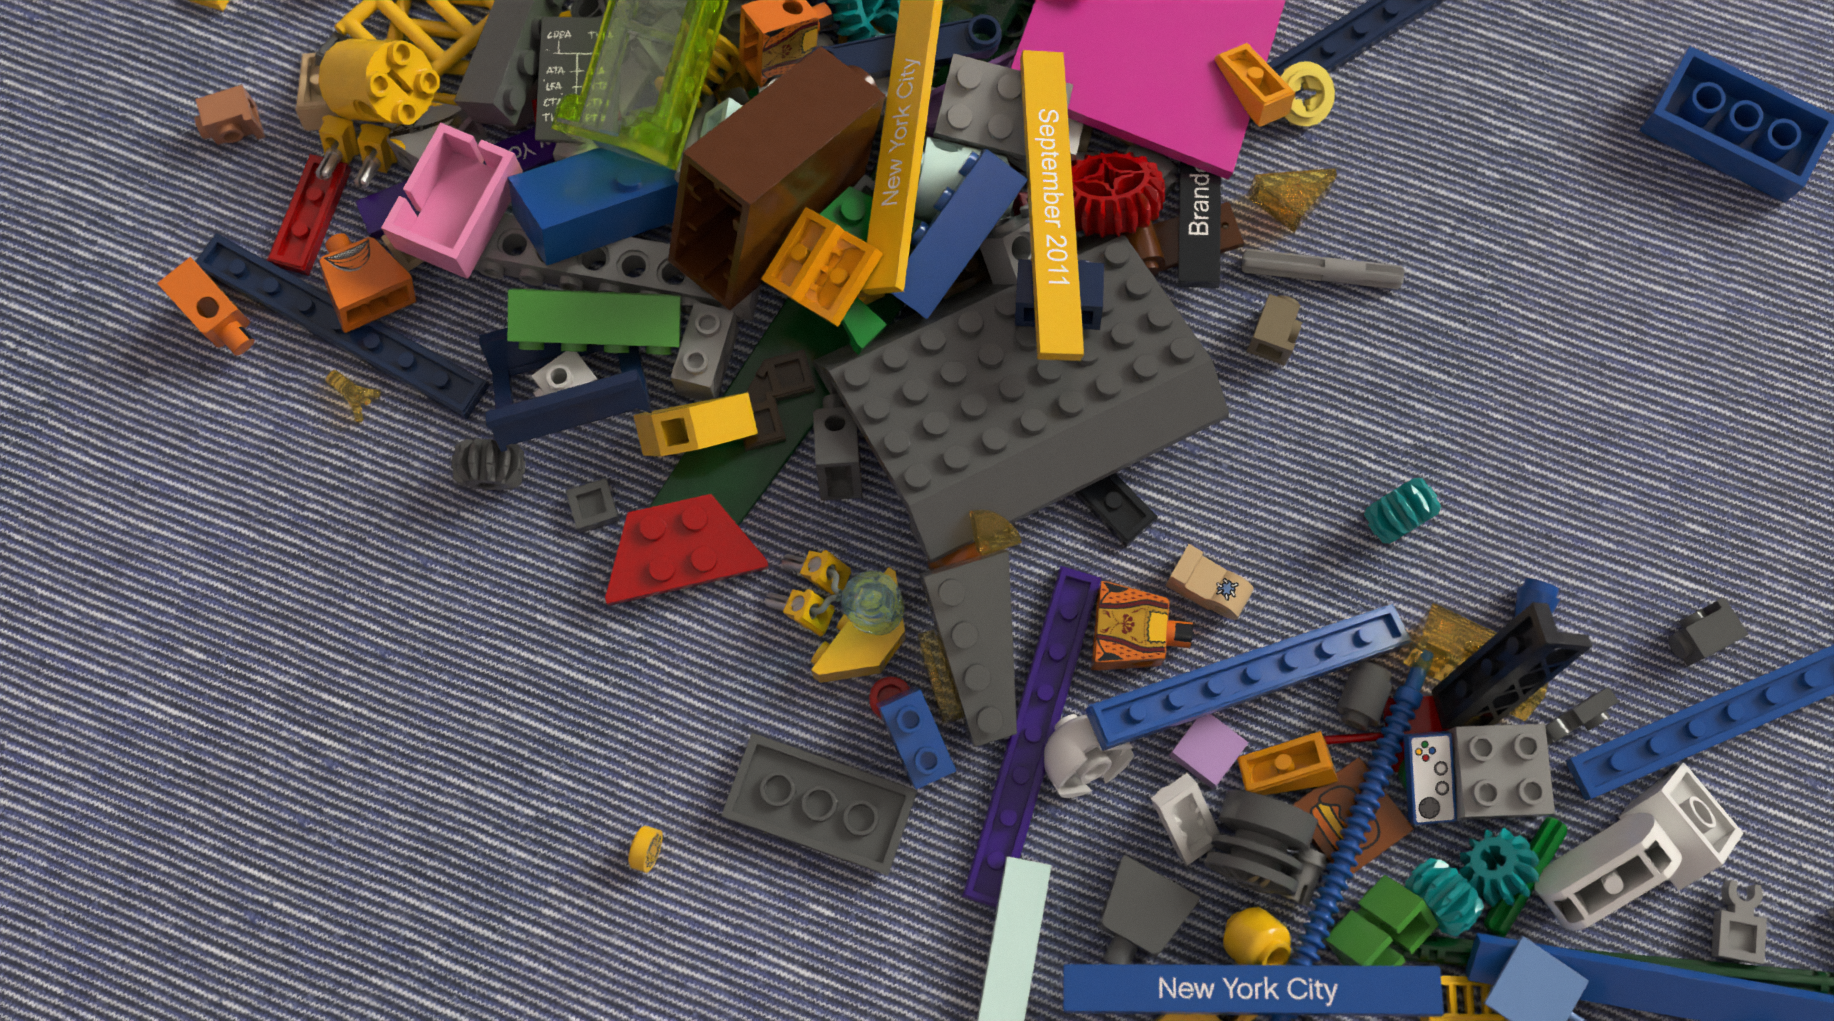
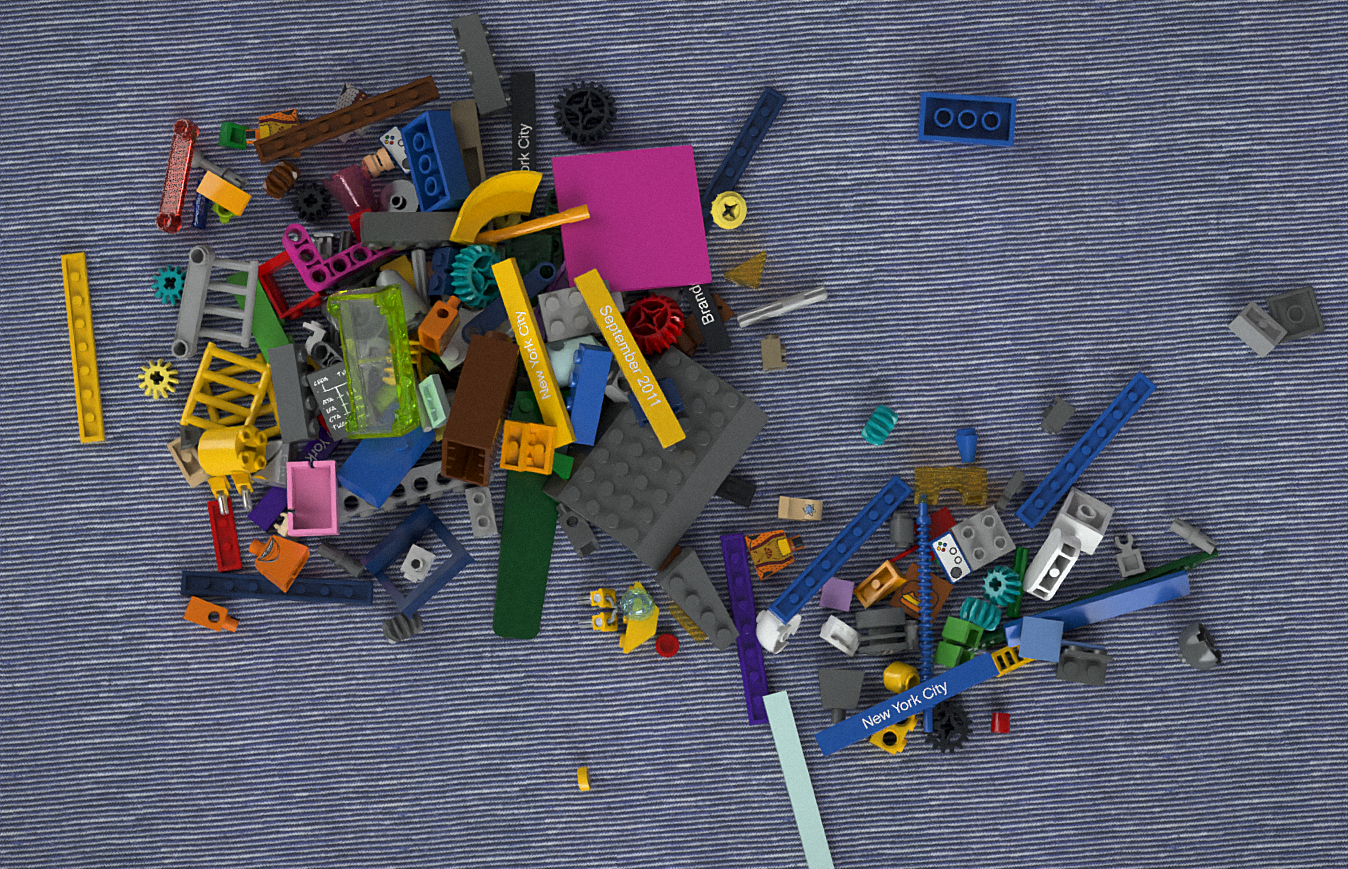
camera: 30 degrees left, 10 degrees up
(228, 116) = (151, 503): nougat brick -> none
(351, 392) = (306, 621): clear yellow bar -> none
(455, 324) = (340, 559): none -> dark grey pin
(592, 505) = (464, 620): dark grey tile -> none
(594, 318) = (420, 525): bright green brick -> none
(679, 549) = (523, 621): red wing -> none
(695, 425) = (500, 556): yellow slope -> none
(776, 381) = (526, 509): dark brown tile -> none
(819, 804) = (658, 715): dark grey plate -> none
(916, 737) = (690, 660): blue brick -> none
(992, 532) = (680, 541): clear yellow tile -> none
(1256, 84) = (700, 221): light orange slope -> none
(1507, 669) = (961, 492): black fence -> none

